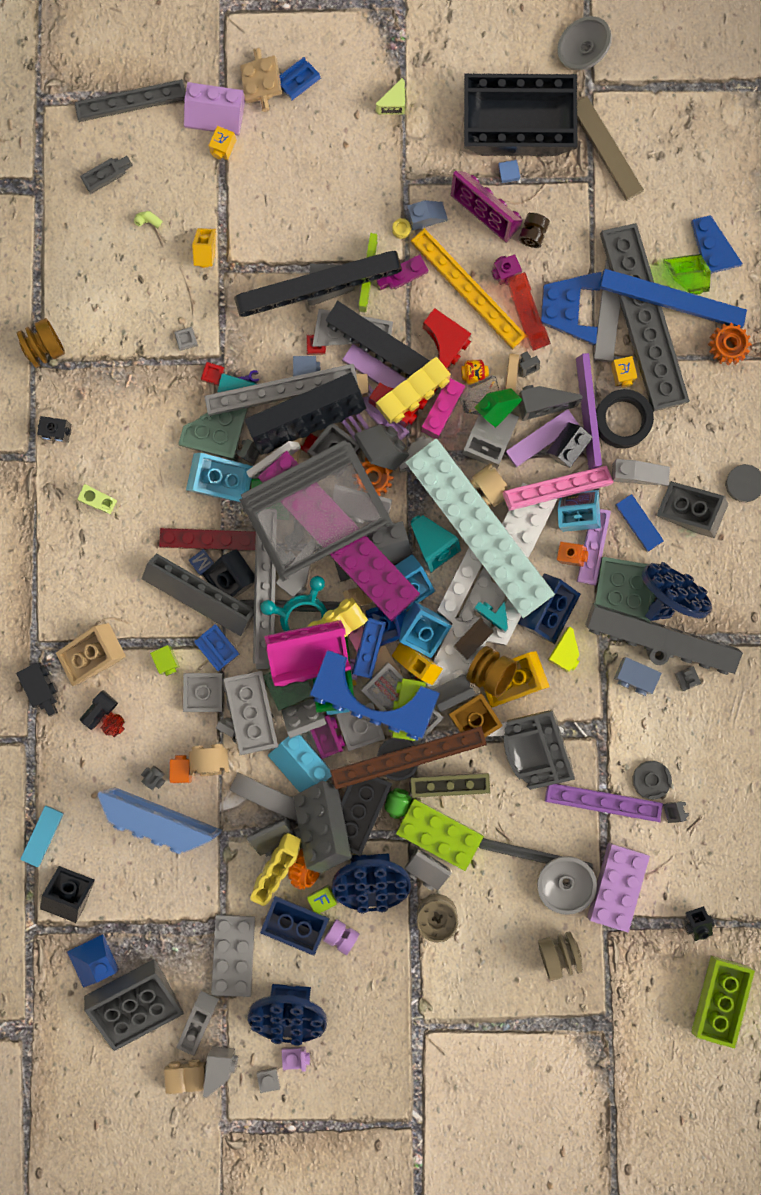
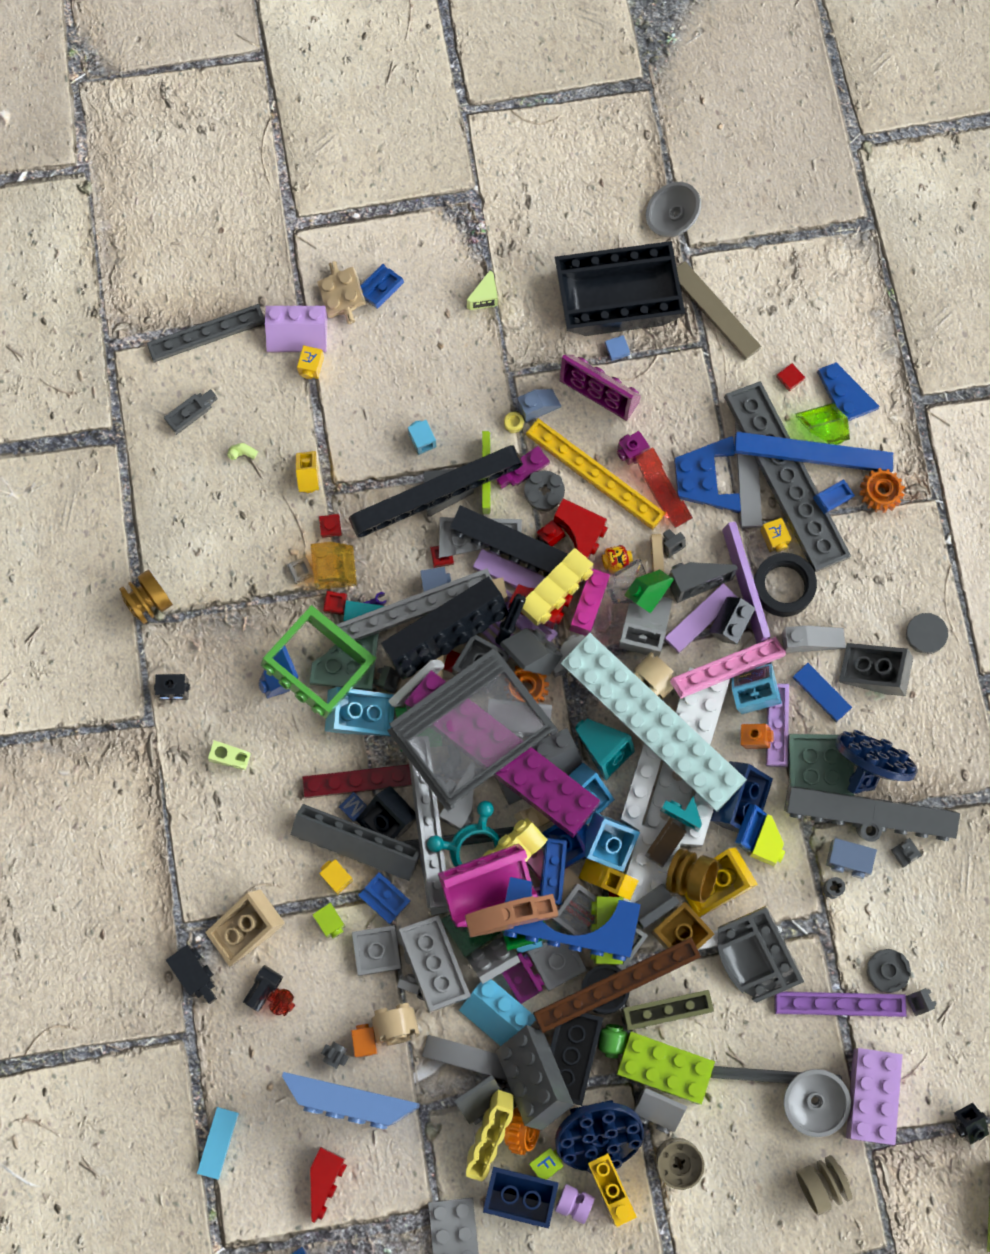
camera: 10 degrees left, 10 degrees down
(66, 894) = (255, 1205): black slope -> none
(128, 878) = (323, 1174): none -> red slope
(151, 431) = (269, 684): none -> blue slope
(176, 621) = (335, 876): none -> yellow brick
(207, 406) = (339, 638): none -> bright green window
(215, 339) = (333, 565): none -> clear yellow slope
(218, 301) = (330, 525): none -> red plate
(314, 229) = (421, 436): none -> medium azure brick
(322, 684) = (511, 914): none -> nougat slope
(364, 419) = (507, 626): none -> black axle
(375, 931) = (612, 1190): none -> yellow slope
(416, 287) = (544, 479): none -> dark grey plate
(418, 339) = (551, 533): none -> red plate
(533, 232) = (654, 403): dark brown wheel -> none
(552, 636) = (750, 828): none -> blue tile
(621, 704) = (834, 881): none -> dark grey bush
(665, 223) = (790, 377): none -> red tile
(684, 343) = (833, 496): none -> blue tile

